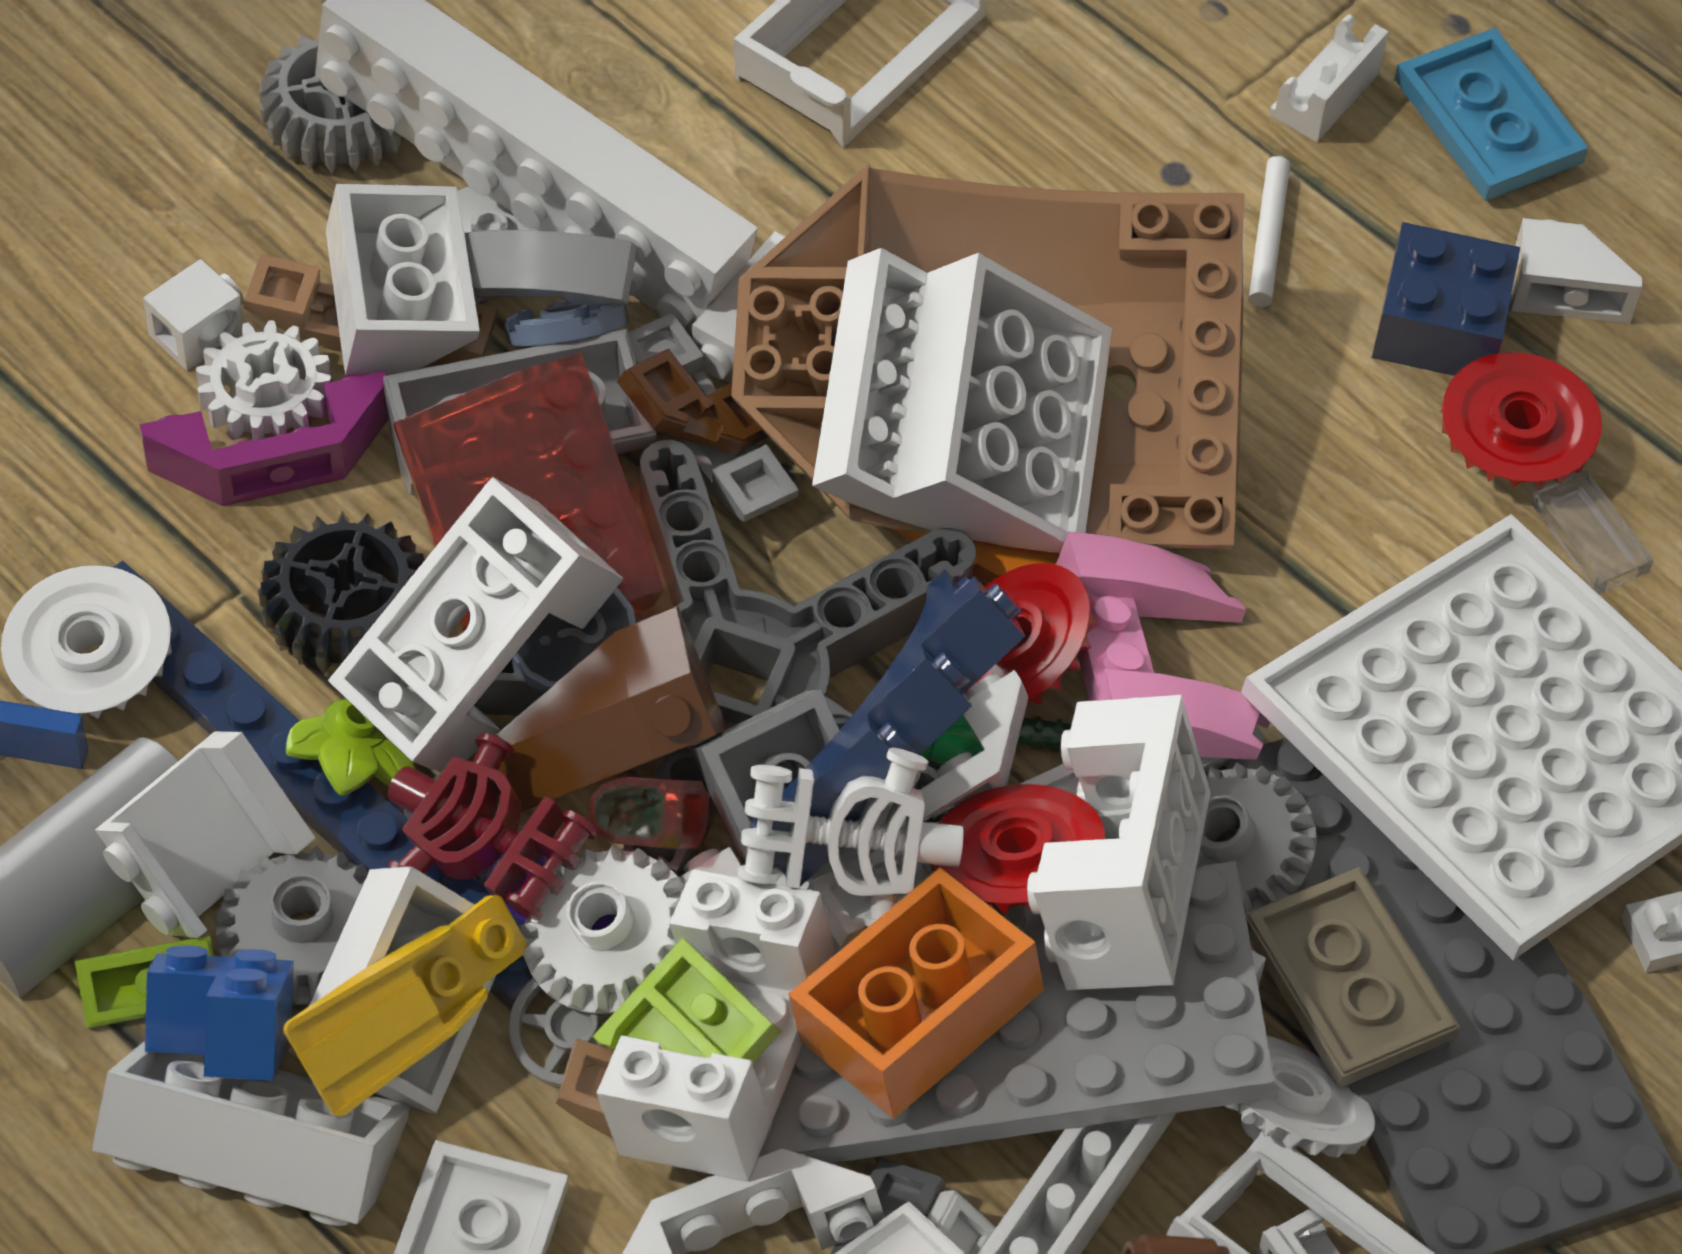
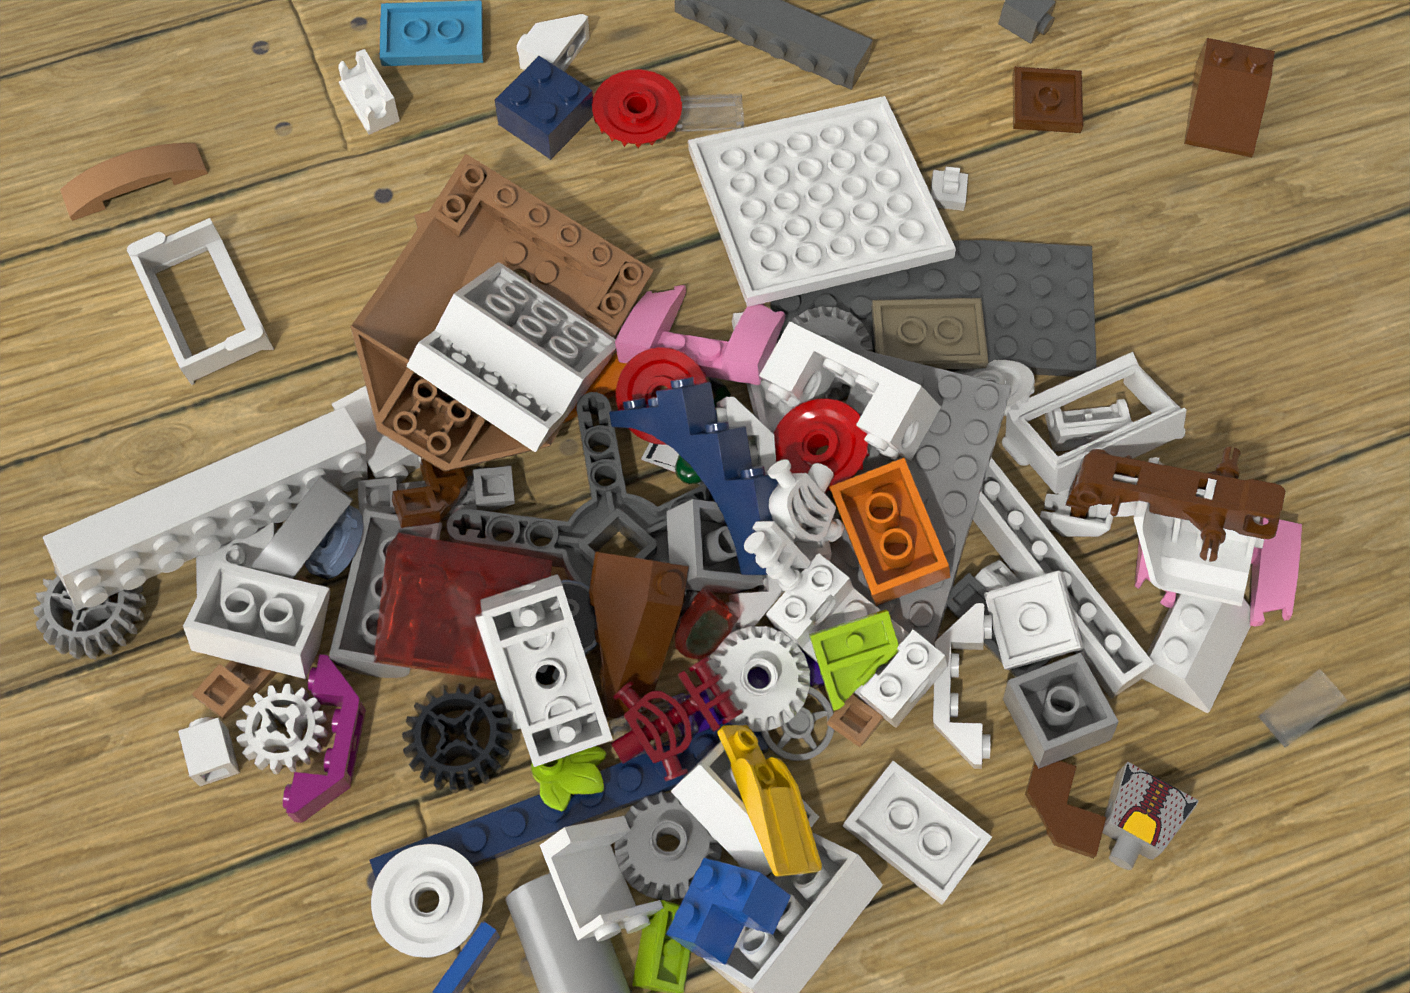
camera: 65 degrees left, 10 degrees up
(1269, 232) = (429, 156): white bar -> none

